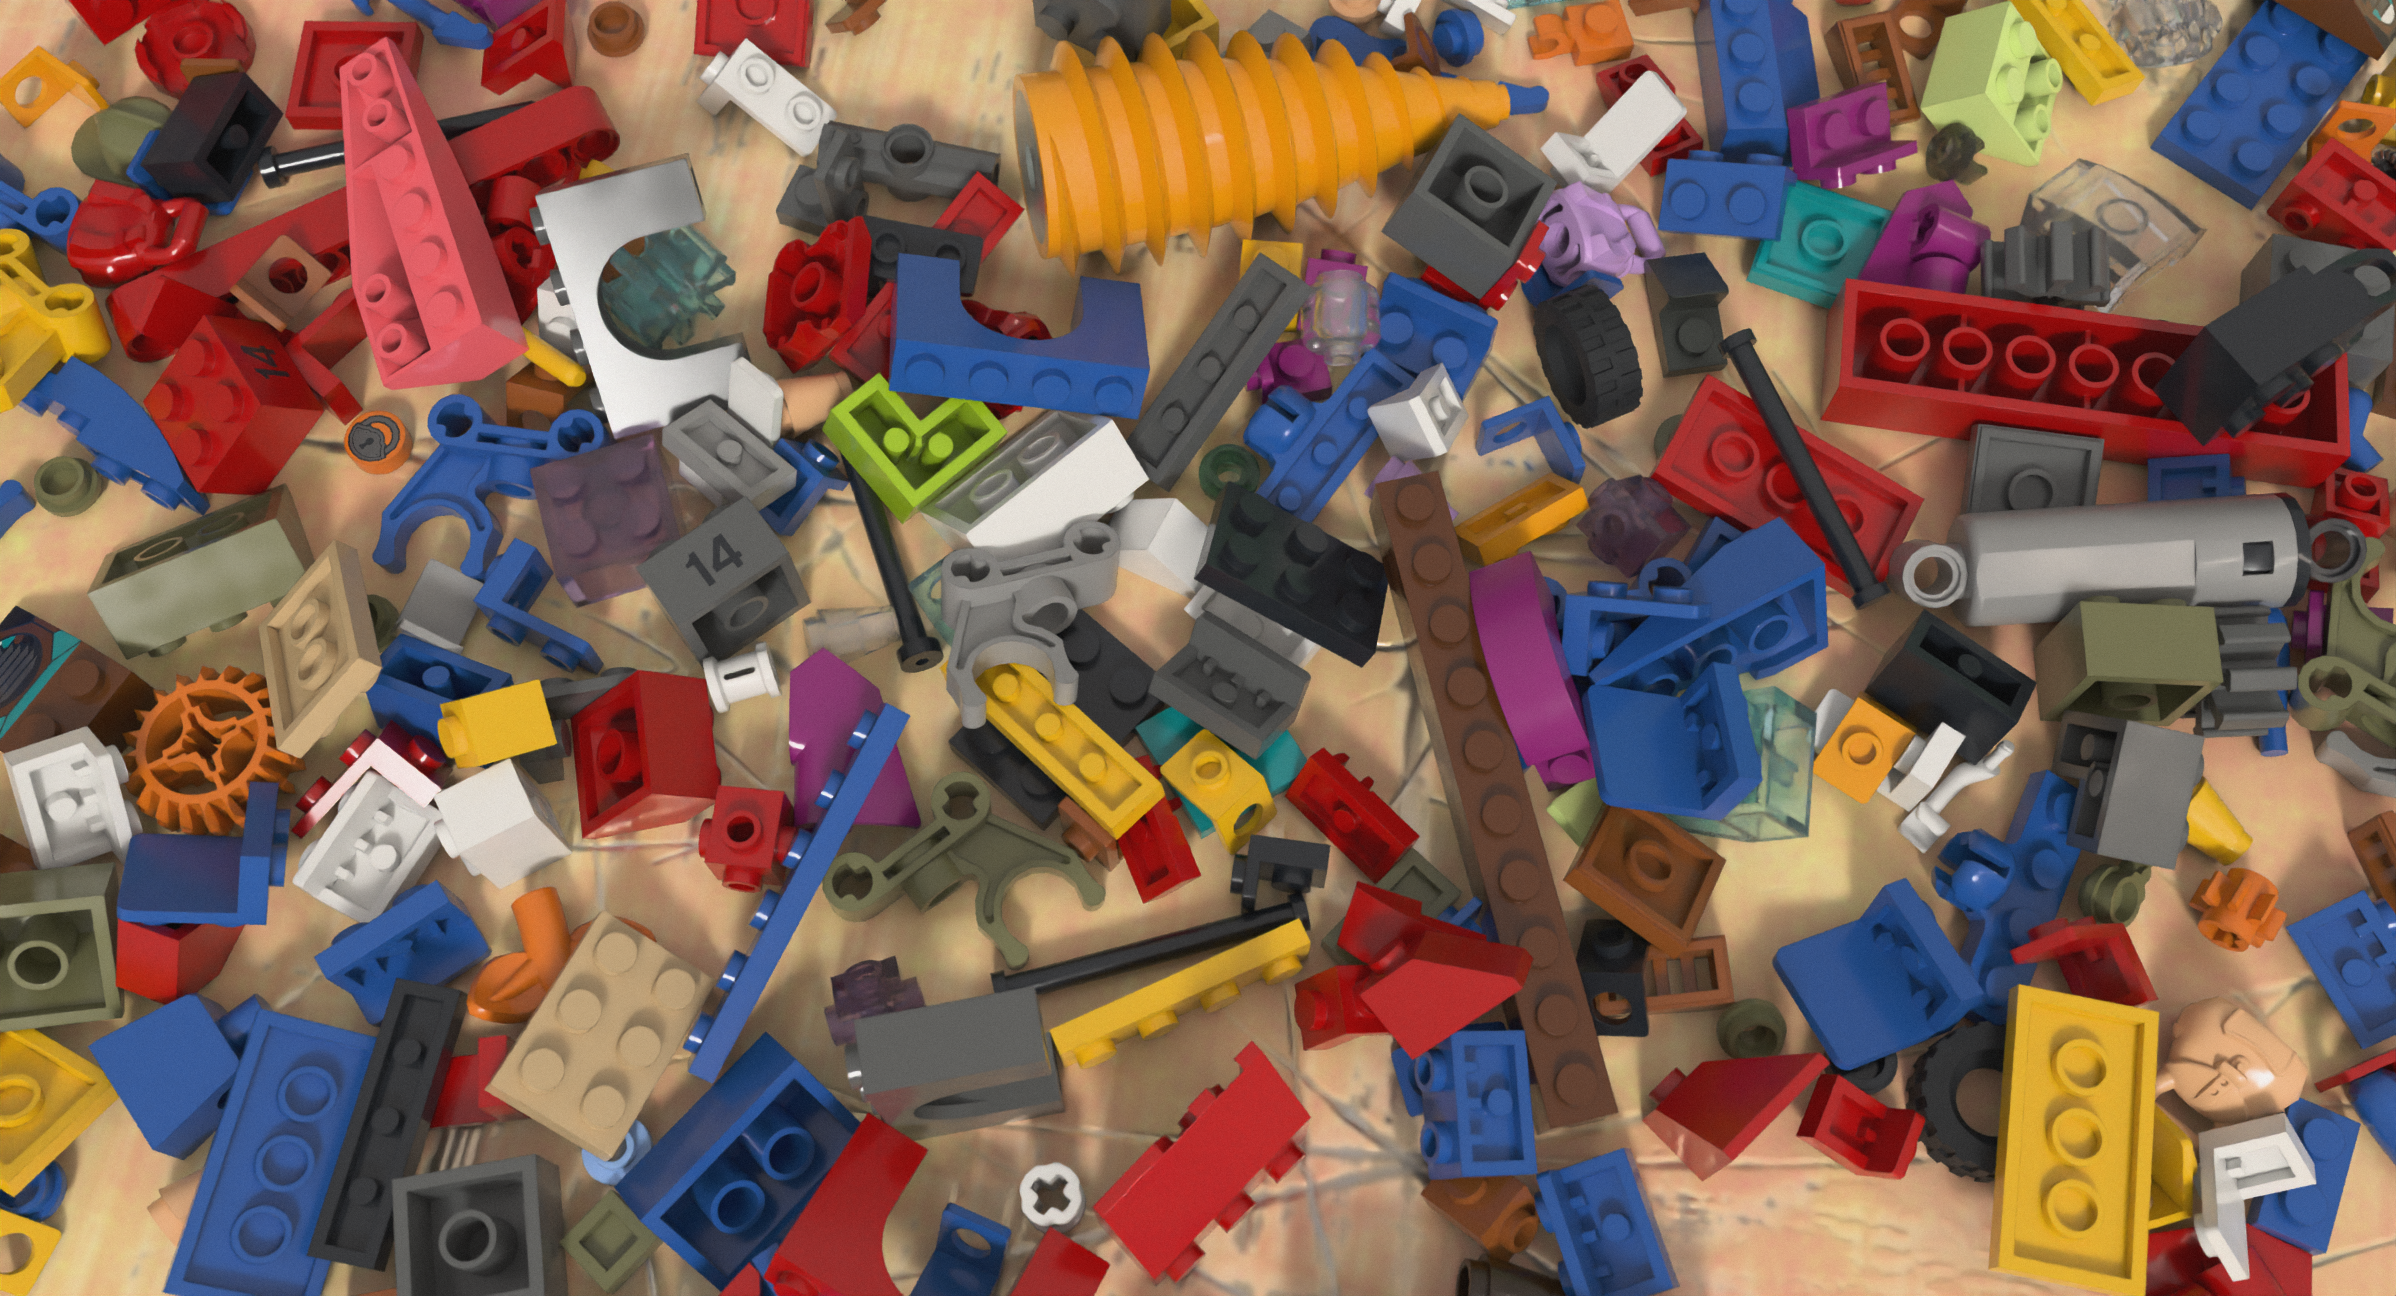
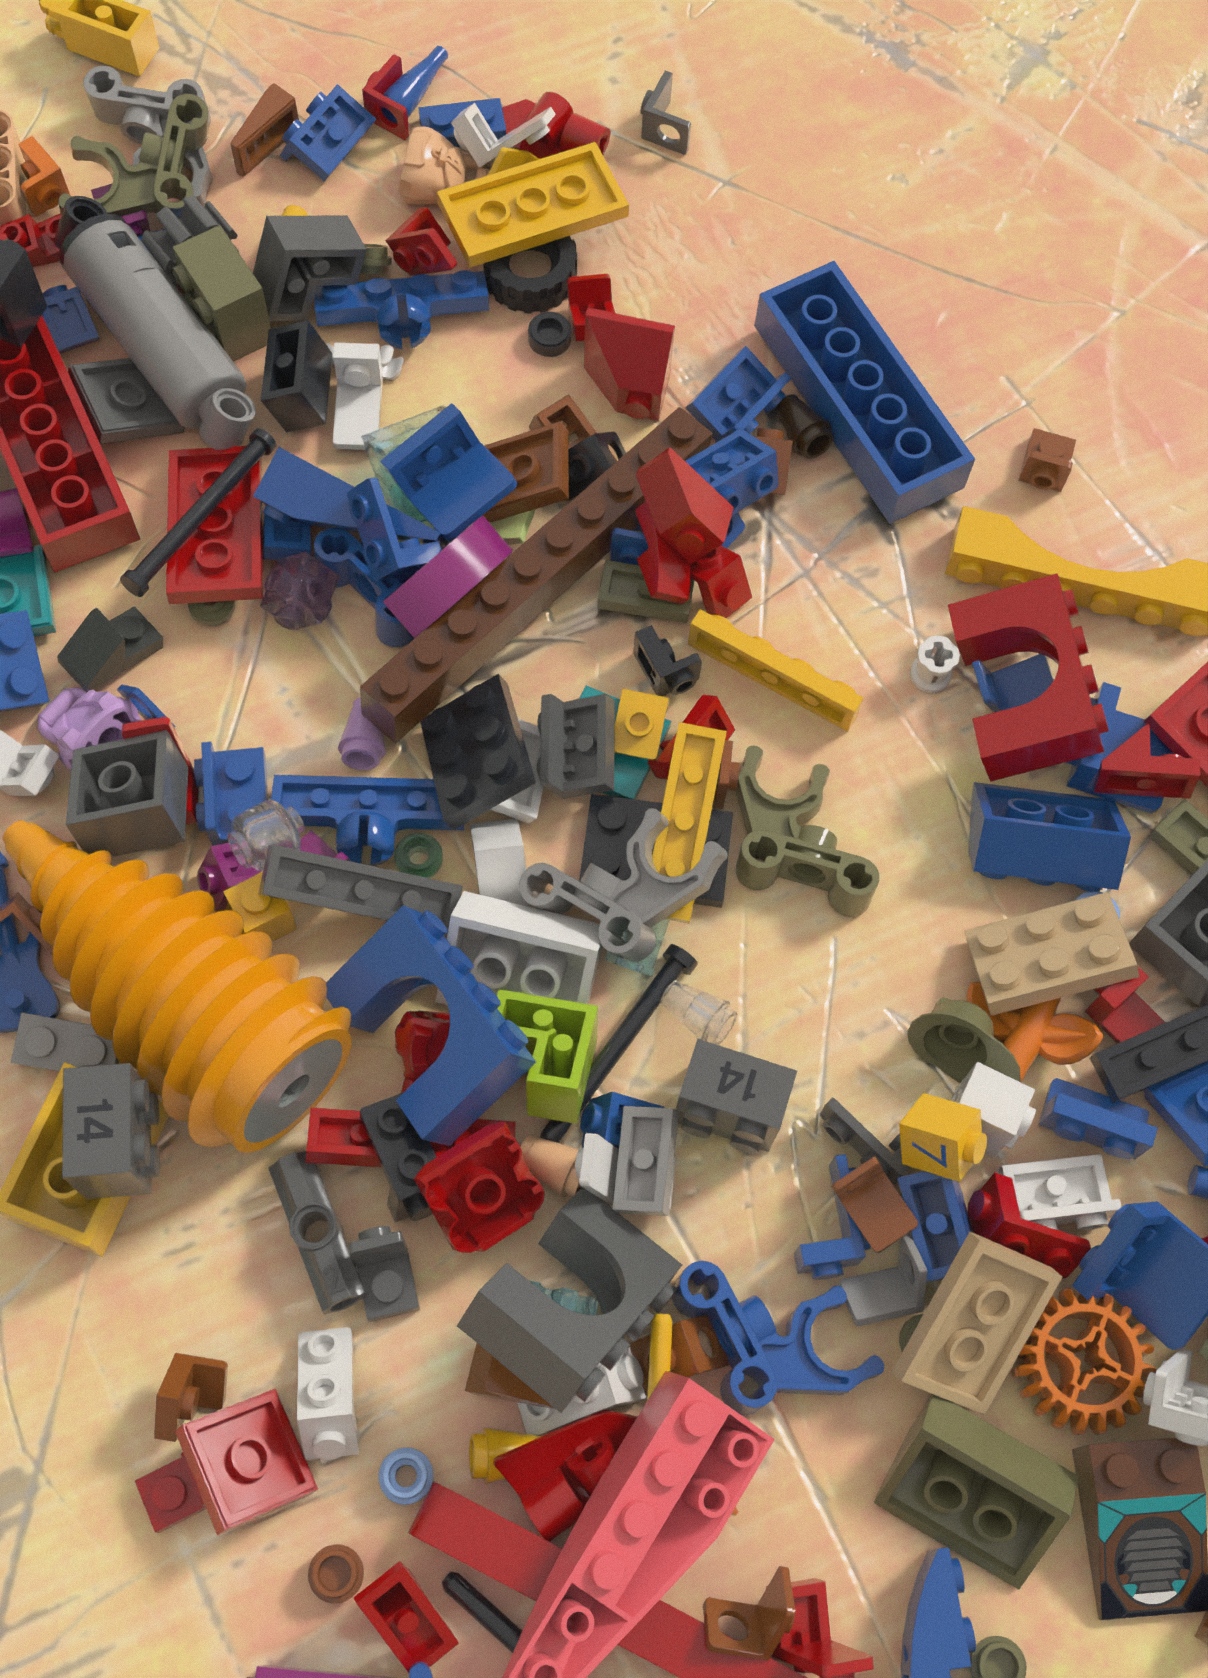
camera: 130 degrees left, 0 degrees up
(232, 406) = (862, 1561): red brick -> none
(322, 347) = (793, 1535): red bracket -> none
(378, 442) = (797, 1457): tile -> none
(503, 633) = (875, 1205): none -> dark orange bracket
(605, 879) = (957, 1038): none -> olive piece
(607, 516) = (737, 1219): brick -> none
(610, 1242) = (1144, 879): olive plate -> none
(643, 110) = (390, 1467): none -> light blue plate
(645, 755) = (873, 1069): red slope -> none
(742, 677) = (776, 1050): white bush -> none
(748, 837) = (874, 964): red brick -> none
(781, 912) = (883, 901): blue plate -> none
(822, 712) = (781, 952): magenta panel -> none
(869, 991) = (915, 816): brick -> none
(957, 1065) = (928, 712): dark grey arch -> none
(1155, 949) = (765, 710): black bar -> none
(1207, 1175) = (862, 591): red wedge -> none
(1351, 814) = (602, 644): red plate -> none
(1422, 418) = (312, 744): white slope -> none
(1520, 518) = (332, 660): light orange plate -> none
(1538, 419) = (260, 675): blue bracket -> none
(1588, 356) = (196, 670): black tyre -> none
(1762, 1041) = (576, 383): olive plate -> none
(1863, 748) = (360, 404): light orange bracket -> none
(1879, 980) = (503, 334): blue bracket -> none
(2238, 909) = (336, 194): orange gear -> none

